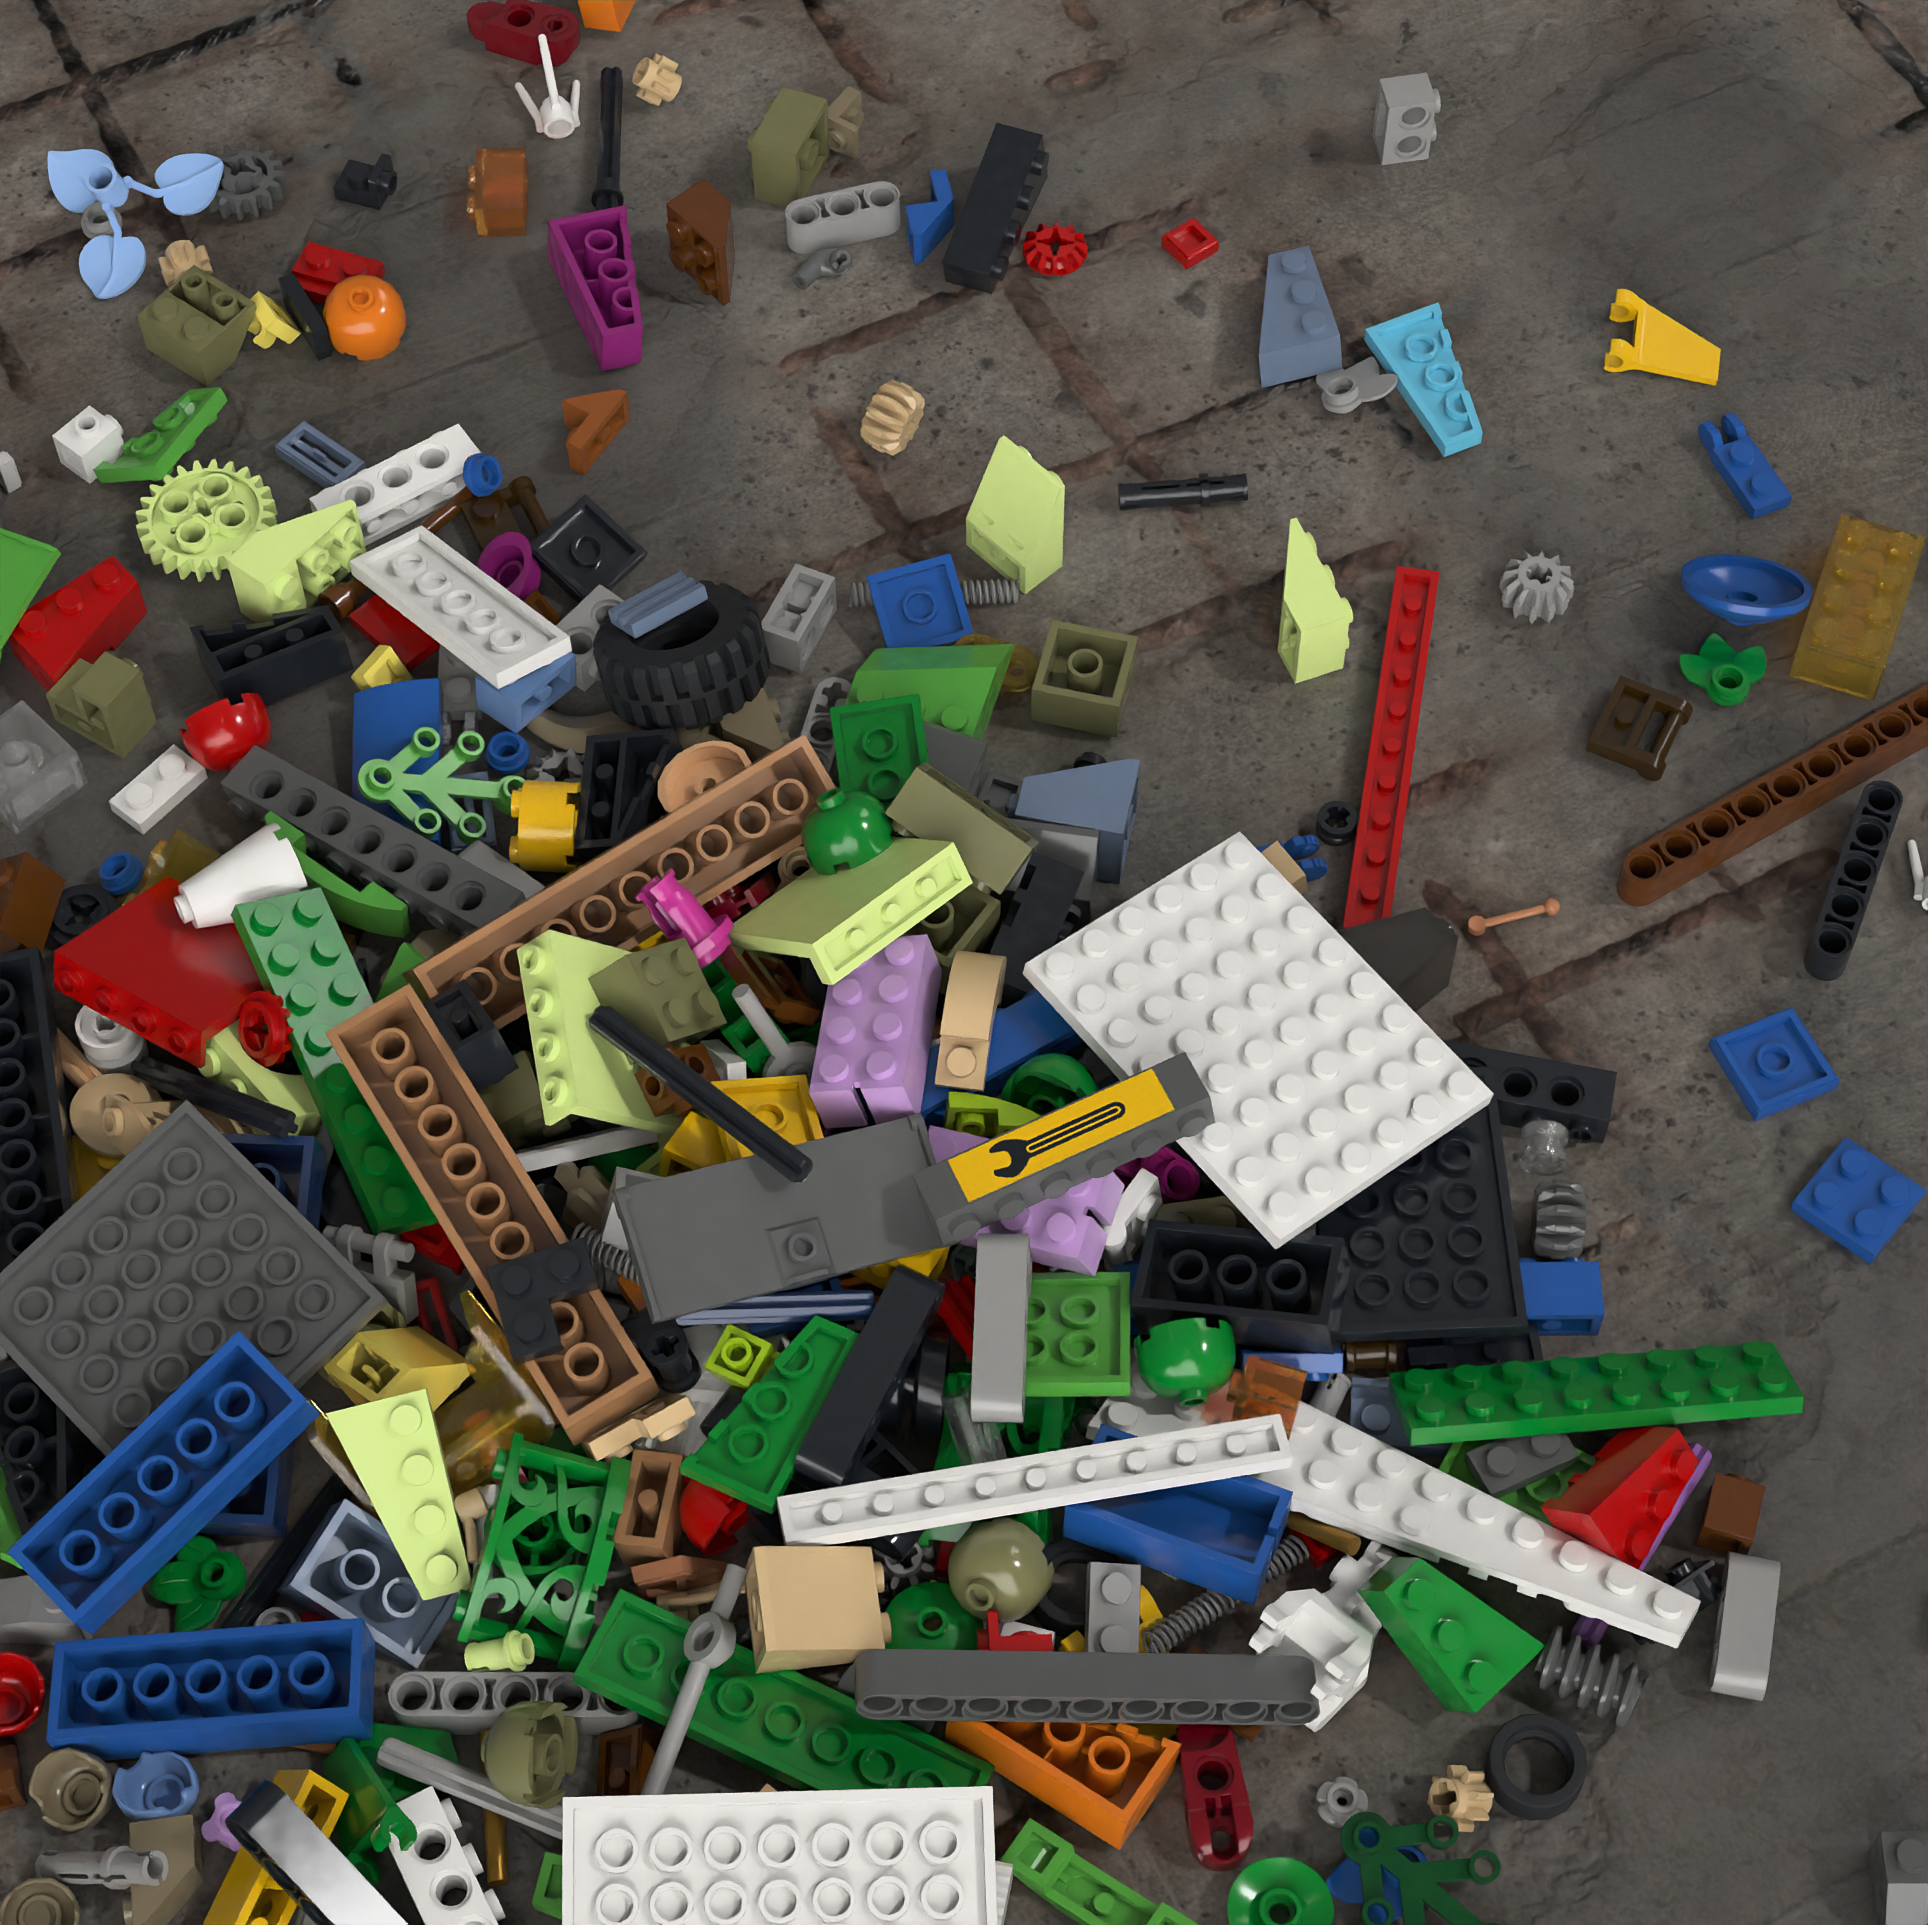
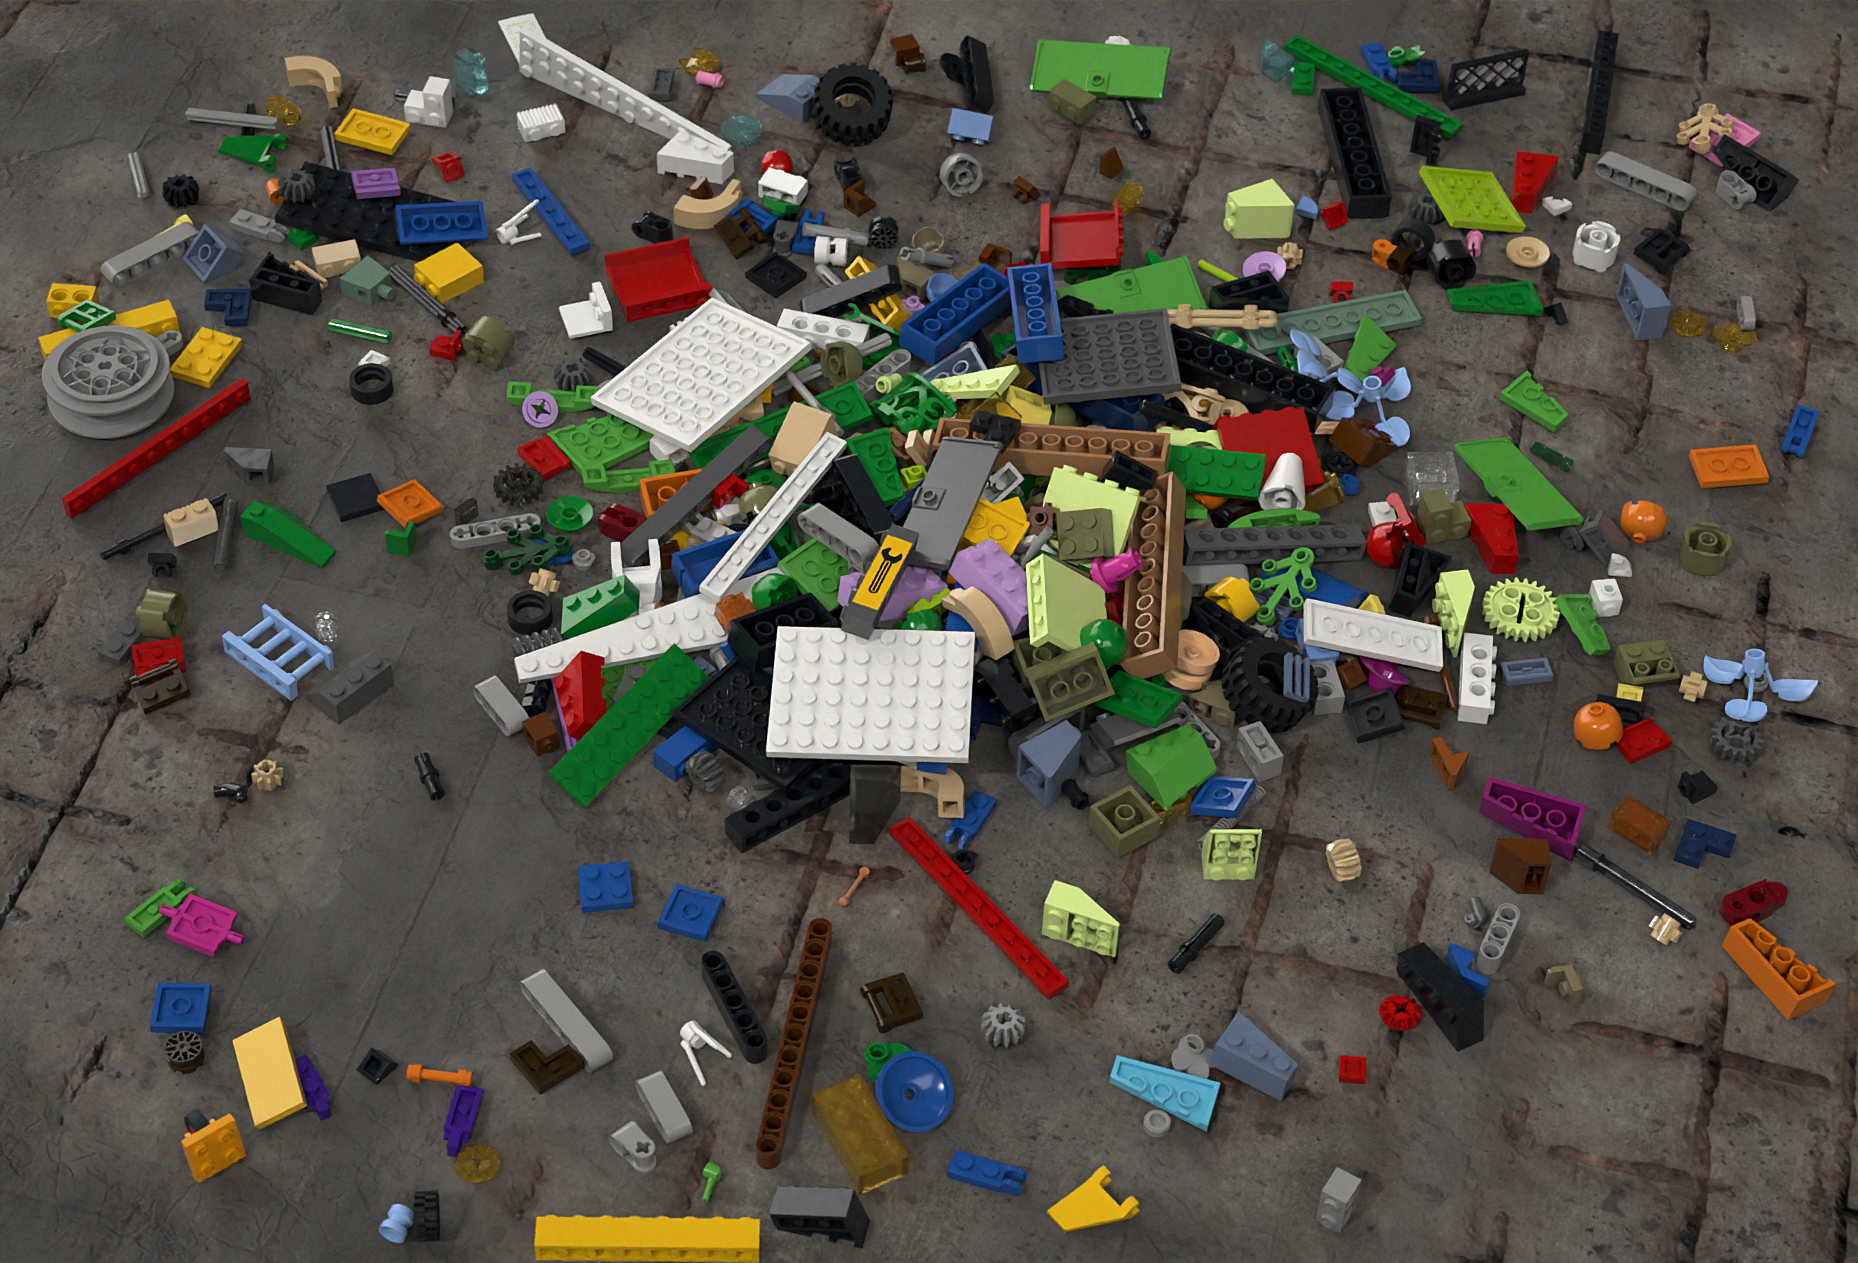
camera: 130 degrees right, 10 degrees down
(154, 732) = (1406, 520): none -> red plate
(262, 1046) = (1207, 443): red gear -> none
(455, 139) = (1700, 838): none -> dark blue plate
(482, 474) = (1445, 697): blue plate -> none
(556, 115) = (1679, 879): white plant -> none
(701, 1094) = (1020, 499): black axle -> none
(789, 147) = (1558, 934): olive brick -> none
(1481, 363) = (1157, 1123): none -> light grey tile

